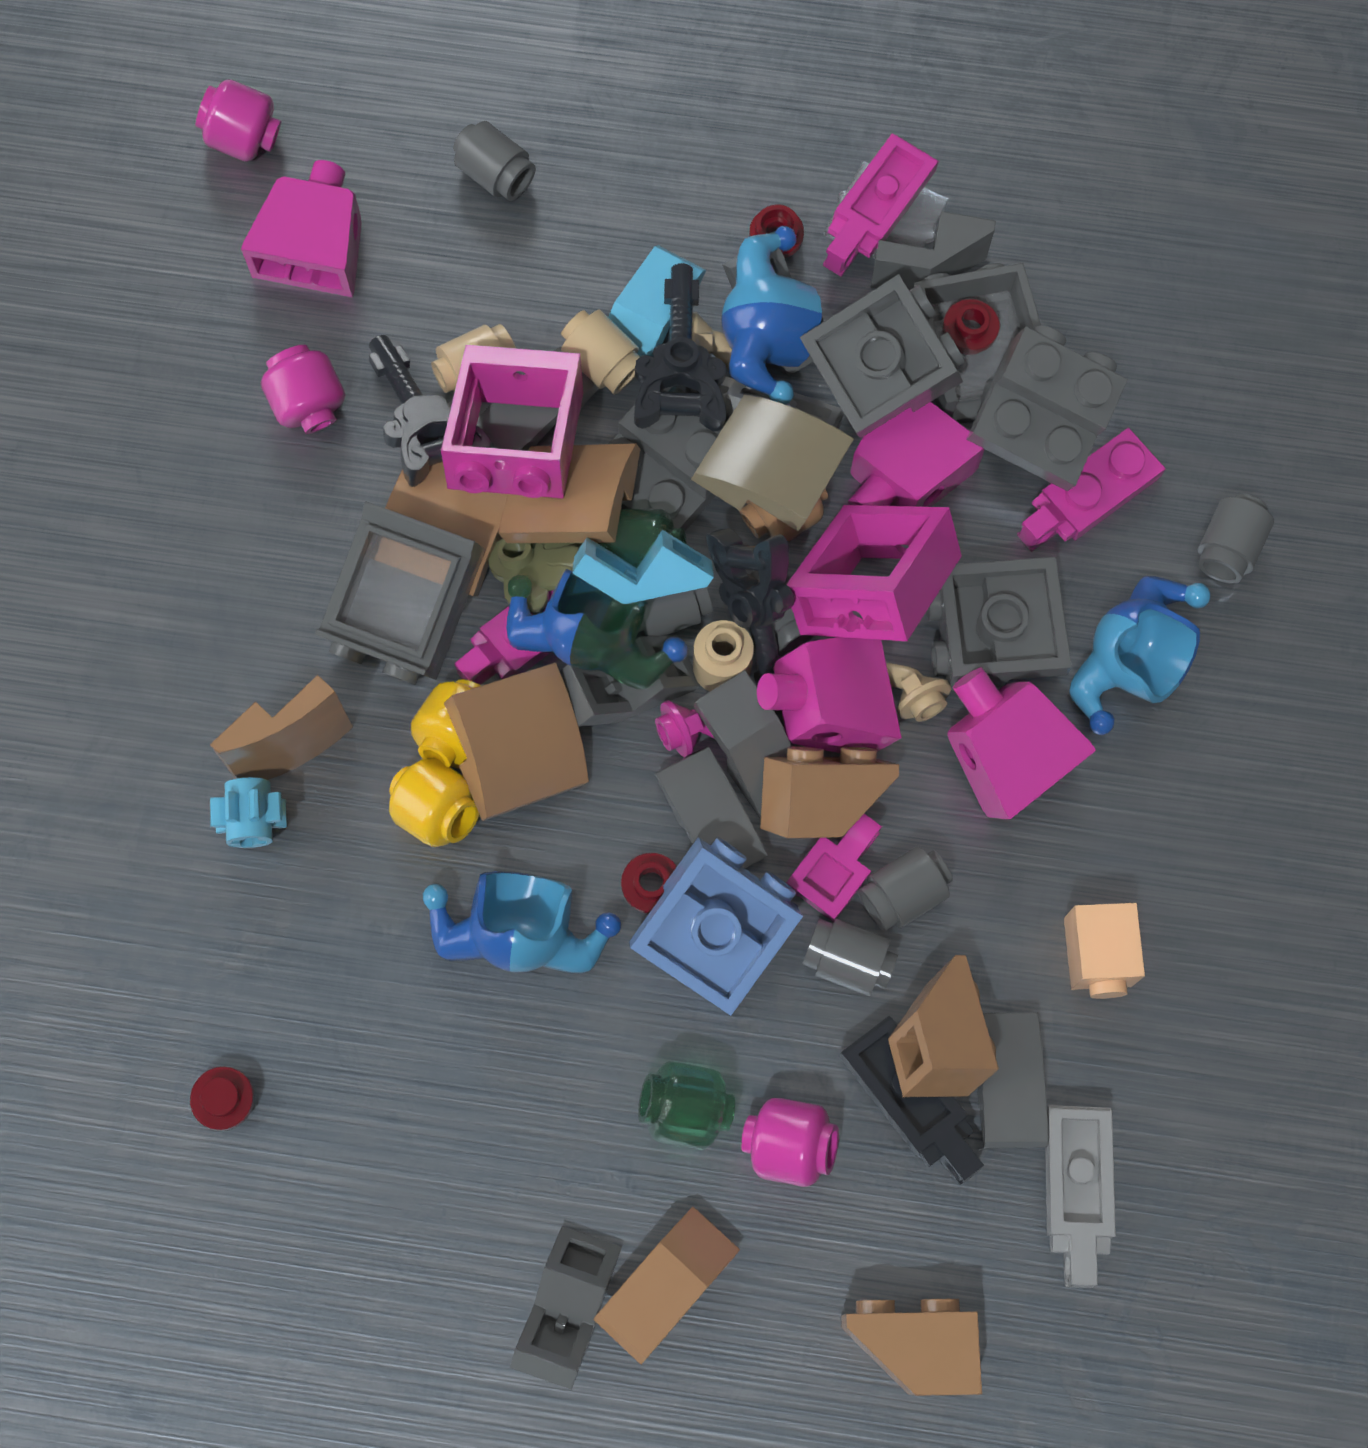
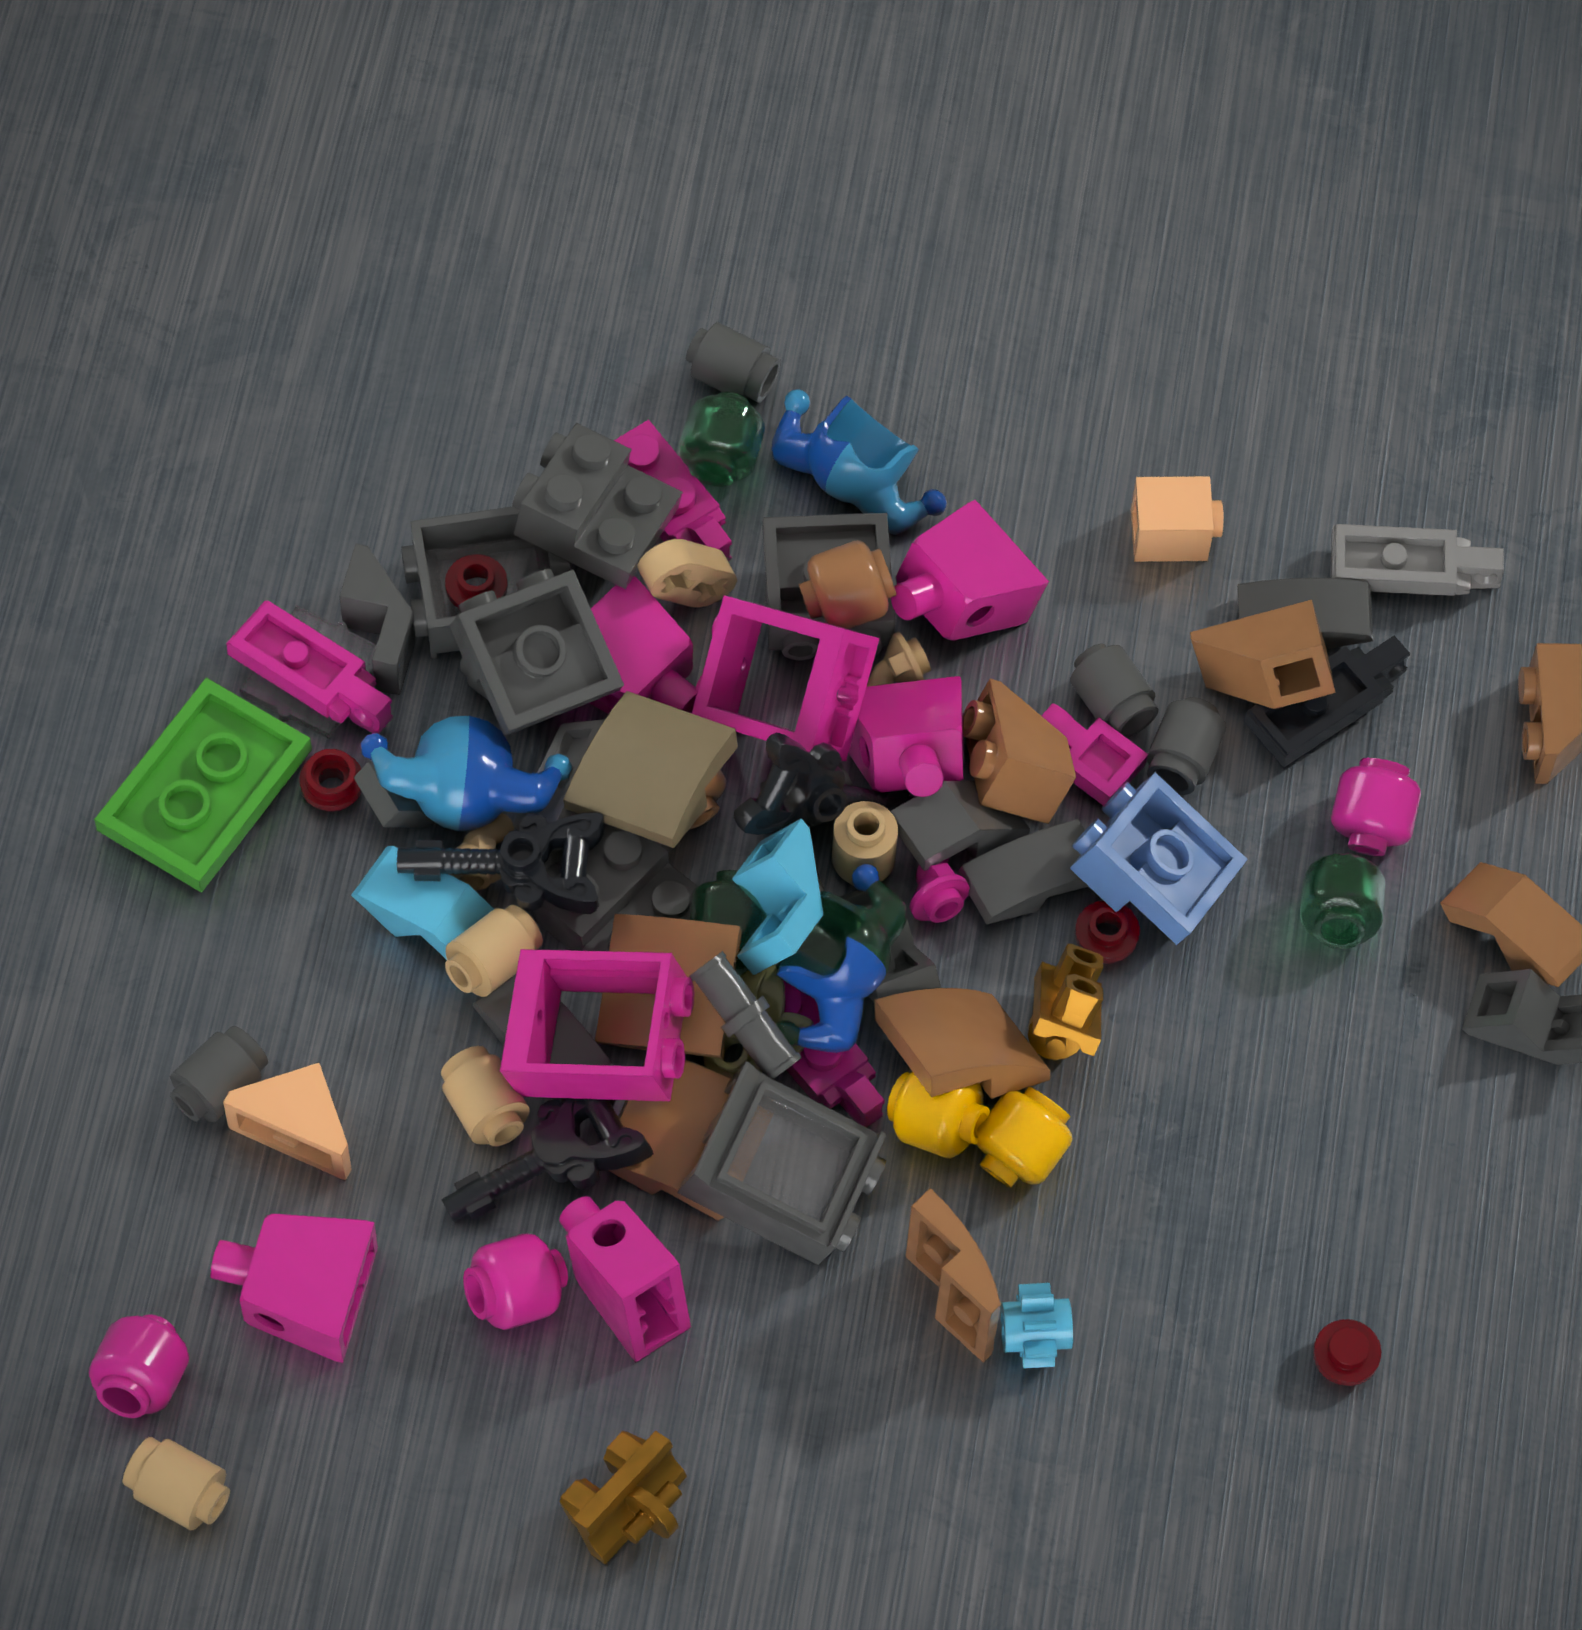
camera: 90 degrees left, 10 degrees down
(104, 489) = (631, 1500): none -> pearl gold hips
(139, 154) = (176, 1483): none -> tan brick
(299, 466) = (626, 1274): none -> dark pink torso
(452, 222) = (292, 1117): none -> light nougat slope
(517, 925) = (1159, 1053): dark azure piece -> none
(521, 542) = (745, 1016): none -> dark grey pin
(559, 838) = (1067, 1005): none -> pearl gold hips
(764, 135) = (203, 784): none -> bright green plate
(972, 621) = (848, 585): none -> medium nougat head
(993, 496) = (687, 573): none -> tan beam
(1146, 527) = (722, 439): none -> clear green head

